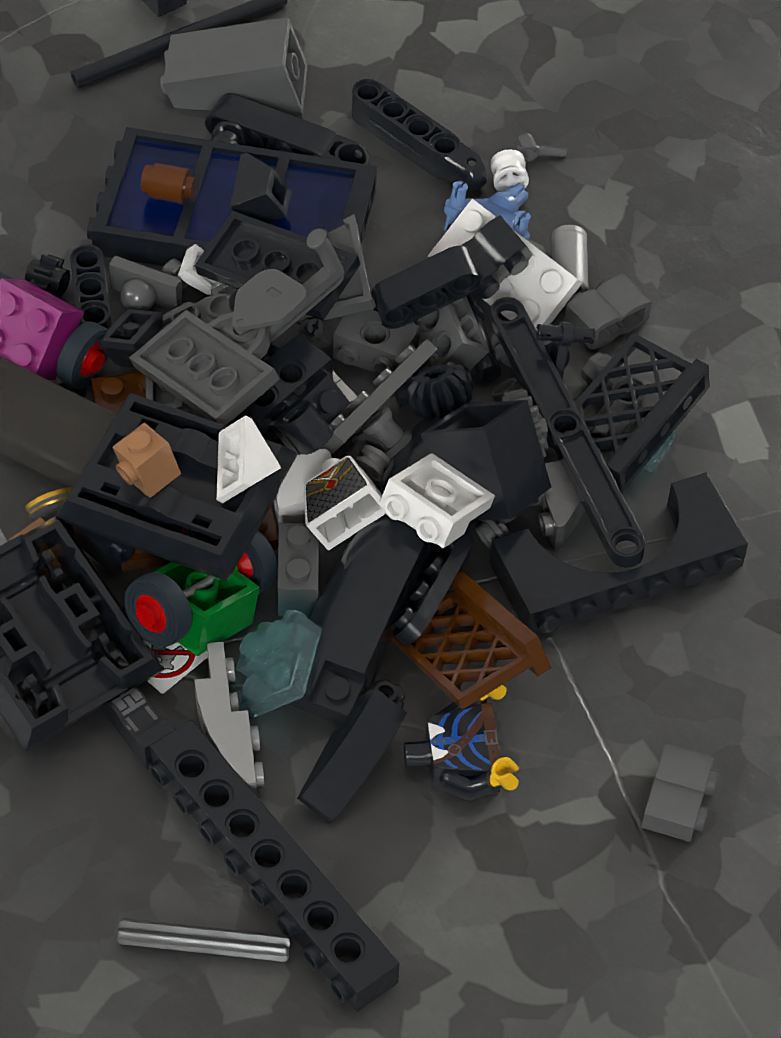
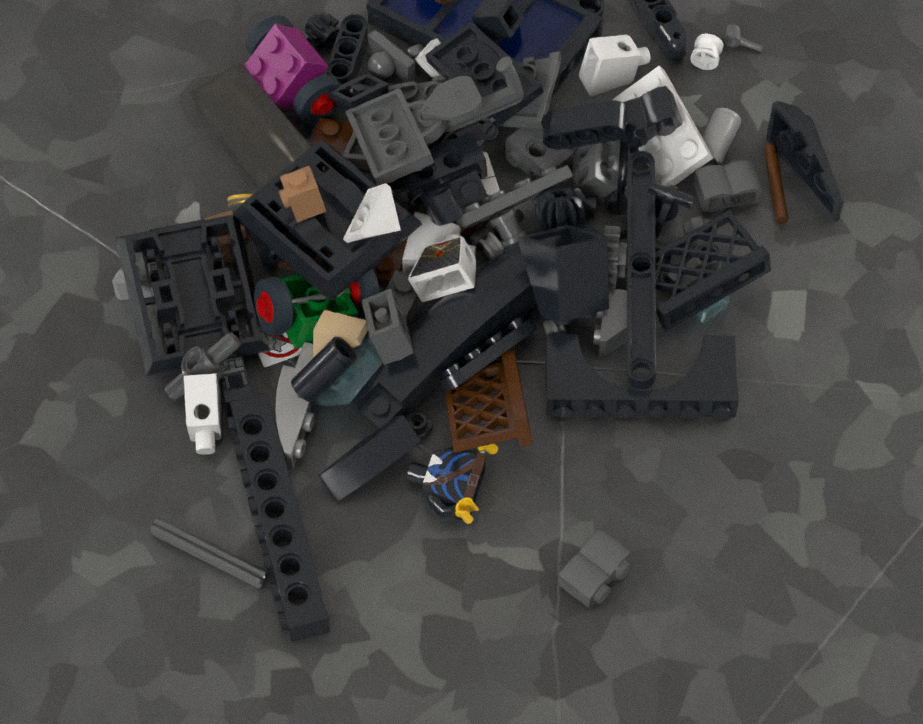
camera: 25 degrees right, 5 degrees up
(96, 713) = (203, 361): none -> dark grey axle
(120, 768) = (203, 411): none -> white torso
(253, 620) = (338, 325): none -> tan slope
(256, 665) = (324, 369): none -> black pin
(313, 587) = (387, 326): none -> dark grey brick
(408, 215) = (611, 63): none -> white torso
(435, 500) = (506, 290): white plate -> none
(501, 203) = (683, 79): medium blue axle -> none
(657, 293) = (776, 183): none -> reddish brown bar
(674, 250) = (803, 152): none -> black wedge

